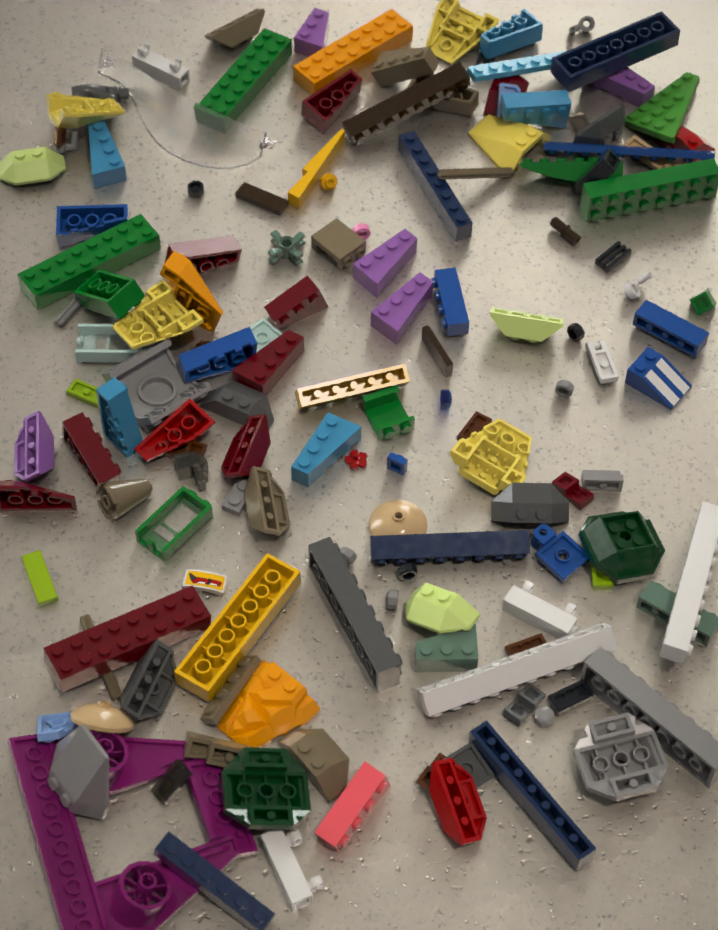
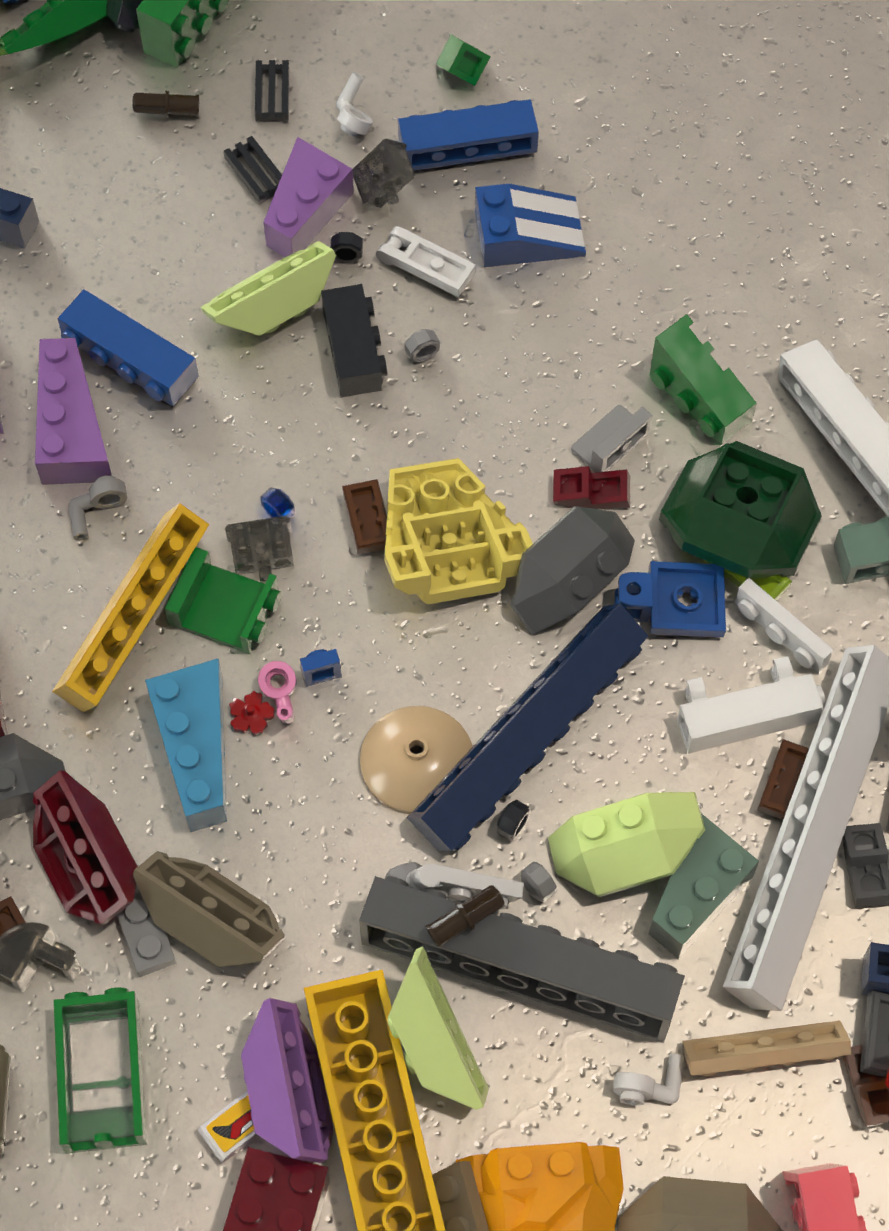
camera: 45 degrees left, 10 degrees up
(227, 577) = (287, 1083): none -> medium lavender wedge
(294, 605) = (433, 1037): none -> yellowish green wedge
(344, 573) = (465, 915): none -> dark brown axle
(347, 694) = (636, 1087): none -> white plate
(362, 573) = (461, 883): none -> white plate
(371, 453) = (280, 695): none -> bright pink plate
(387, 344) = (104, 493): none -> light grey plate
(406, 722) = (766, 1048): none -> tan plate
(423, 406) = (260, 537): none -> clear smoke piece
(437, 351) = (188, 441): dark brown tile -> none
(539, 365) = (353, 340): none -> black brick
(576, 269) = (243, 150): none -> black tile
(578, 302) = (306, 198): none -> medium lavender wedge
(588, 596) = (783, 626): none -> white plate
(618, 315) = (383, 173): none -> clear smoke piece
(658, 485) = (698, 383): none -> green wedge

